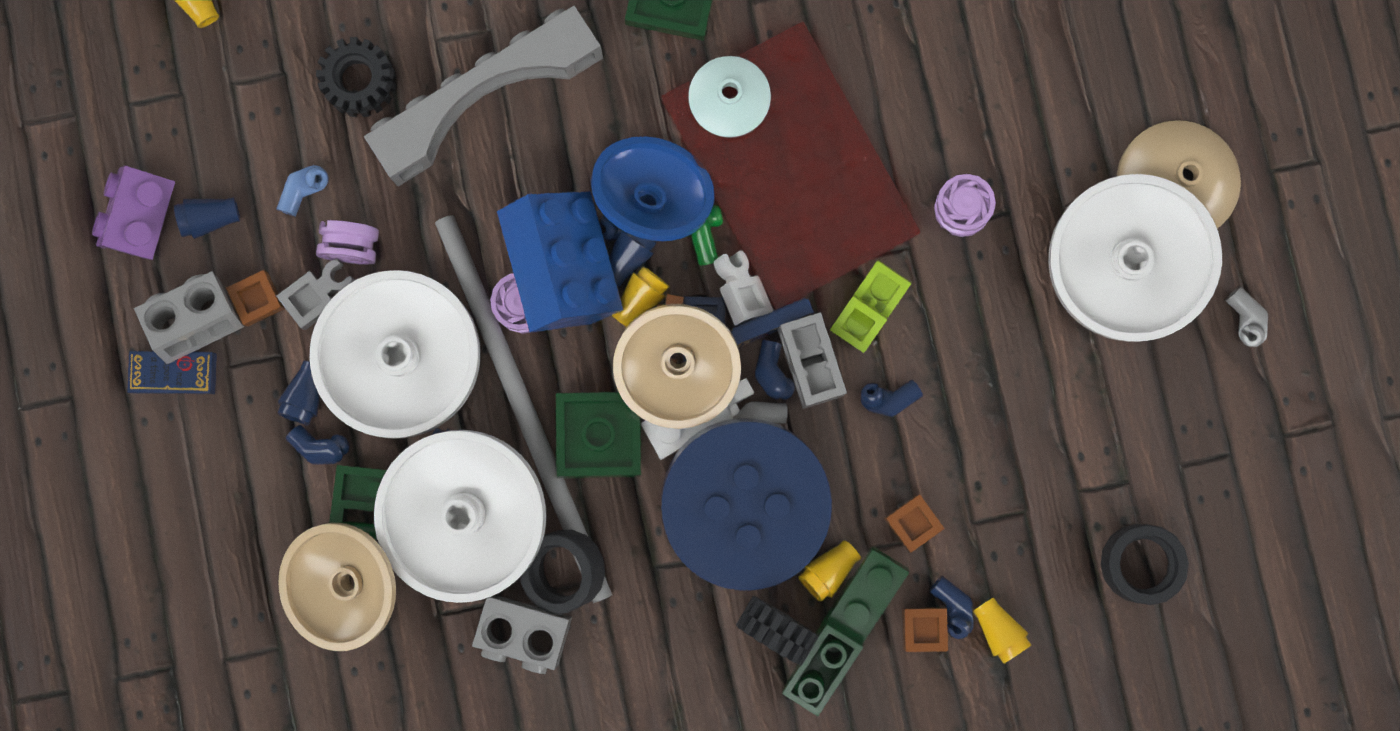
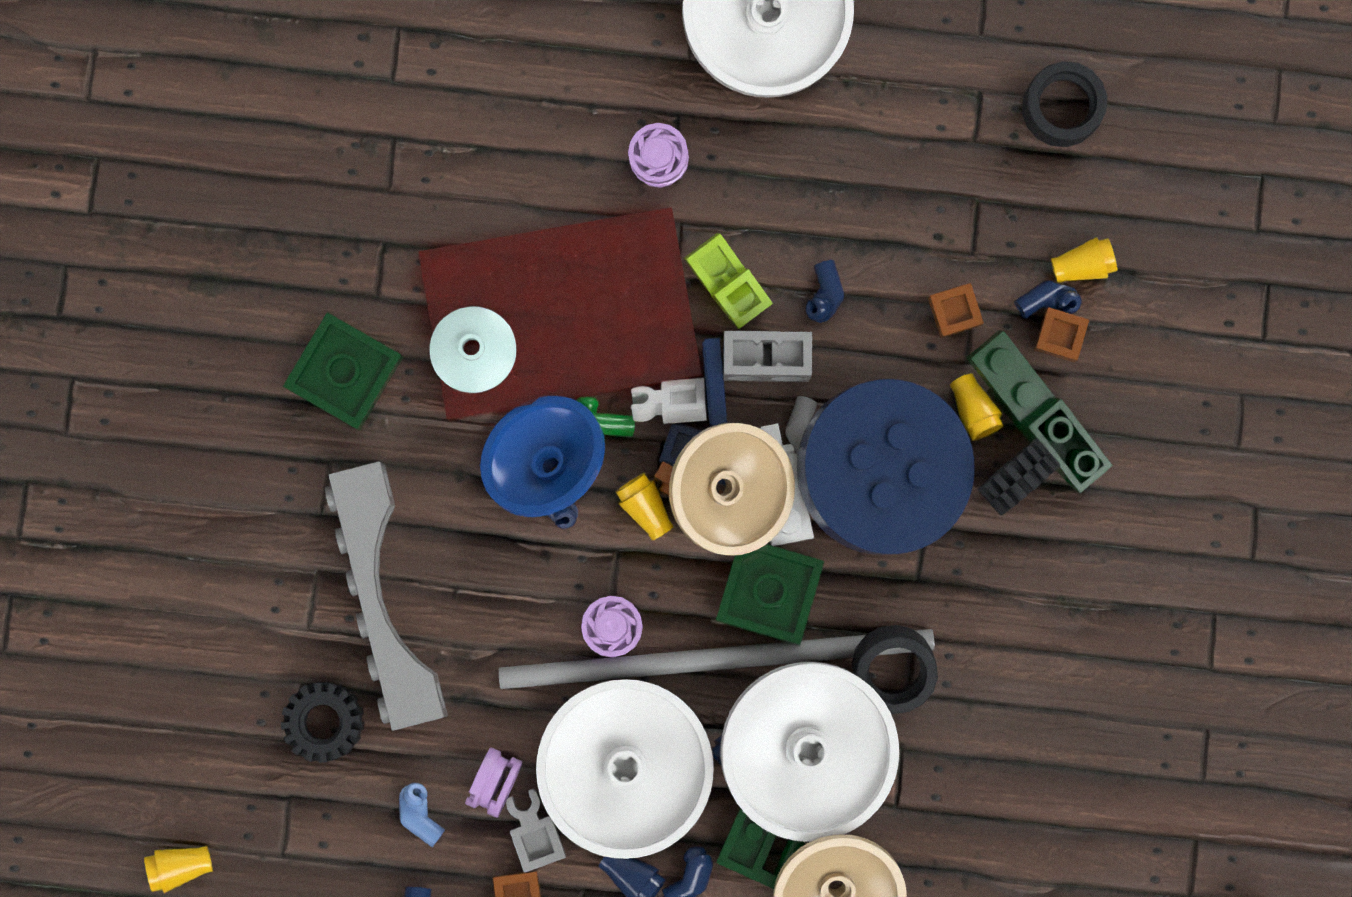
camera: 75 degrees left, 0 degrees up
(524, 621) = (932, 721): light grey brick -> none
(559, 260) = (586, 571): blue brick -> none
(628, 255) = (601, 507): dark blue cone -> none
(769, 374) = (762, 403): dark blue arm -> none

